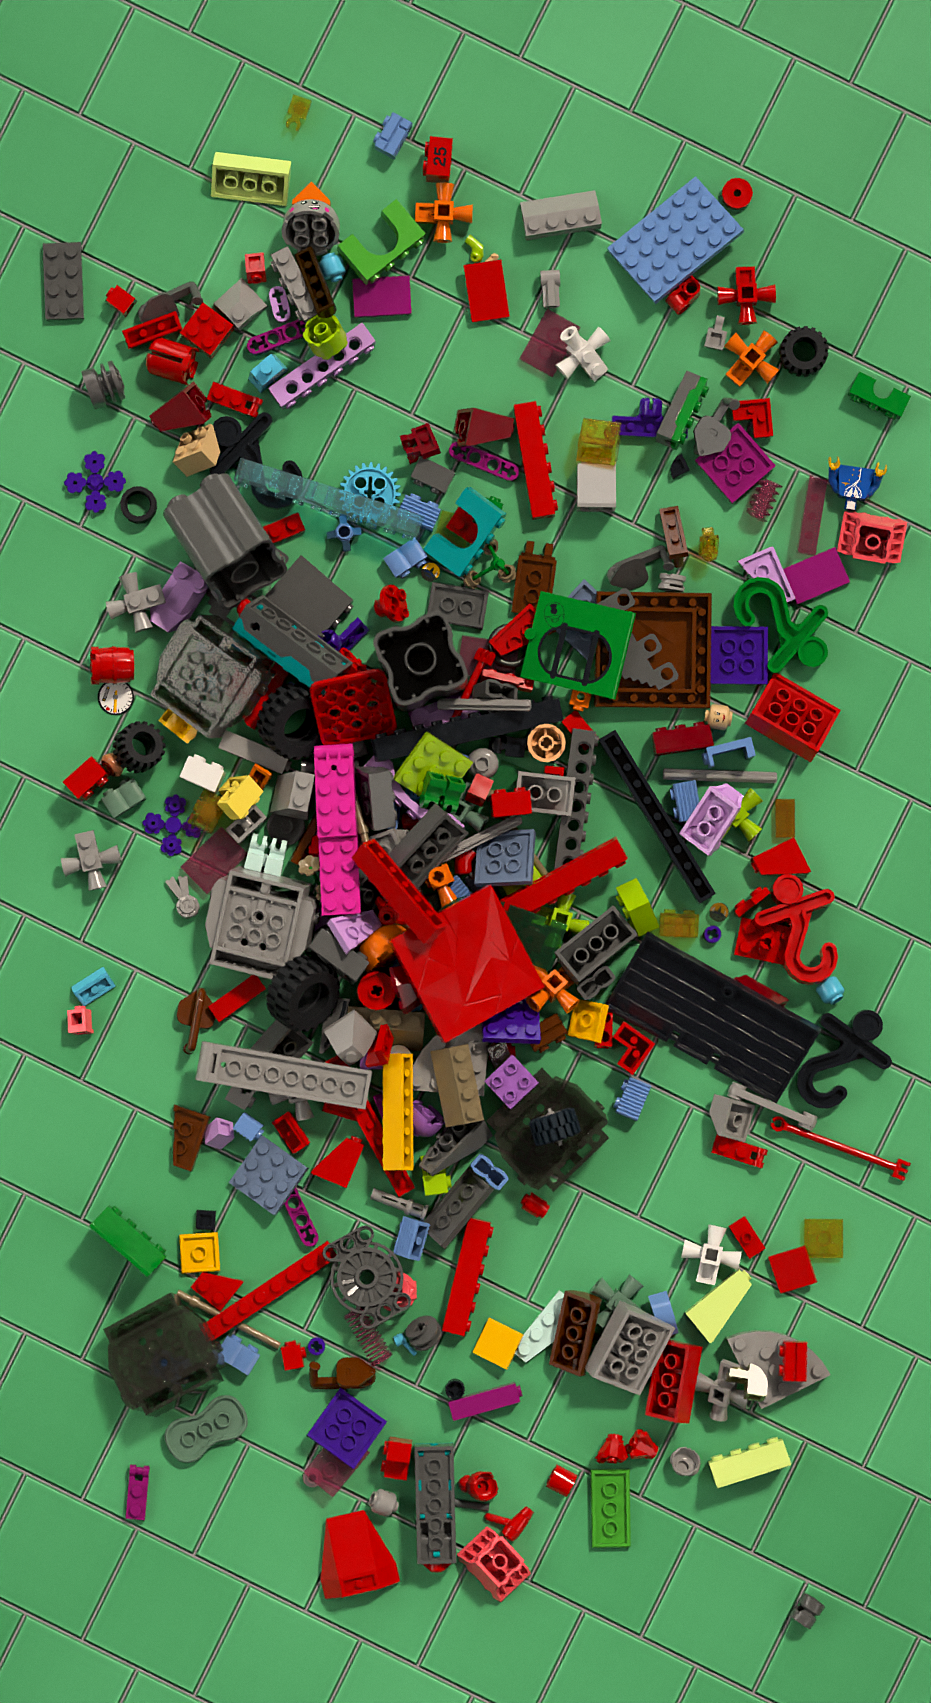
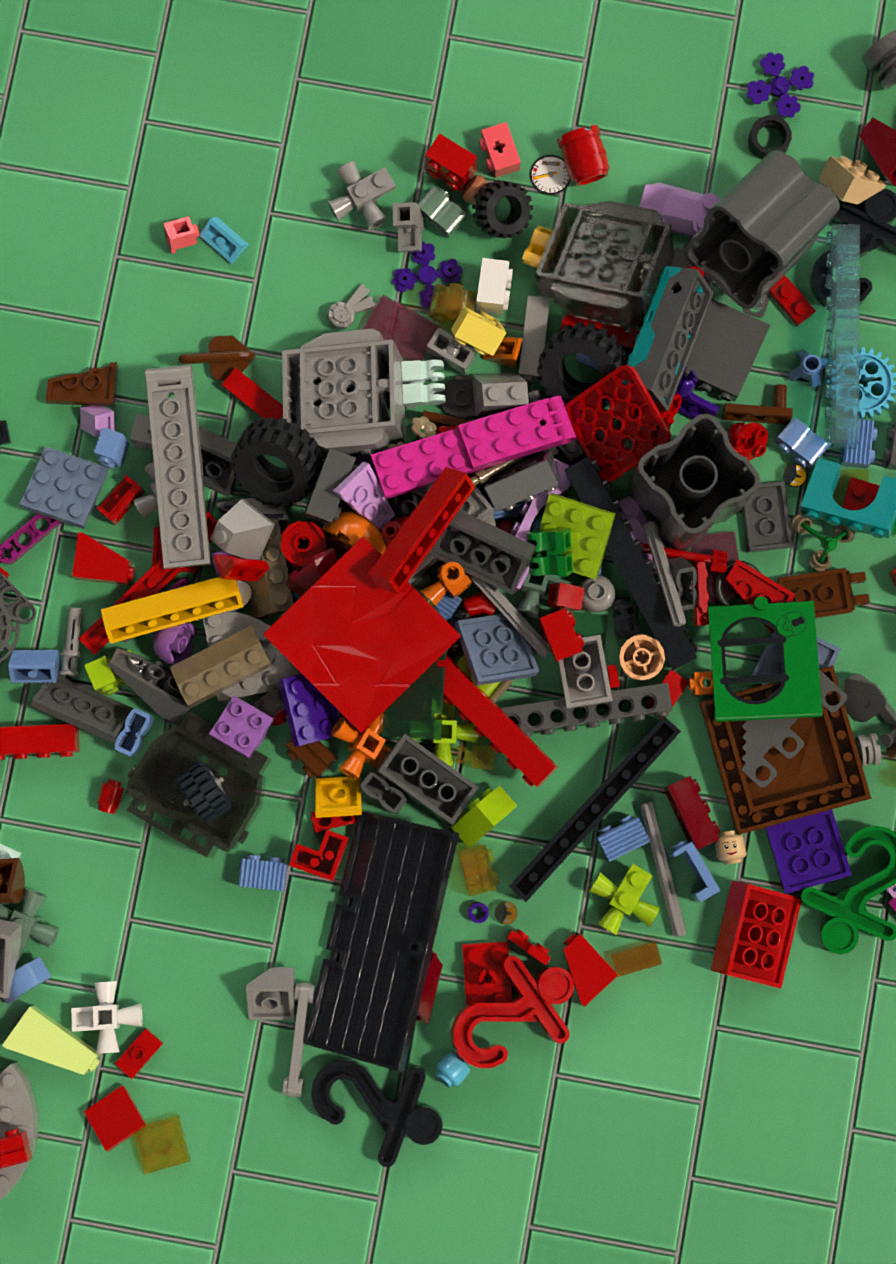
camera: 75 degrees right, 5 degrees down
(73, 730) = (499, 137): none -> coral brick
(128, 828) = (410, 224): none -> light grey brick
(136, 602) = (662, 163): light grey brick -> none
(376, 570) = (762, 414): none -> reddish brown piece
(588, 896) = (481, 757): none -> clear yellow plate
(712, 817) = (612, 872): lavender slope -> none
(738, 1151) = (236, 1016): red plate -> none
(896, 1167) = (267, 1207): red hinge -> none

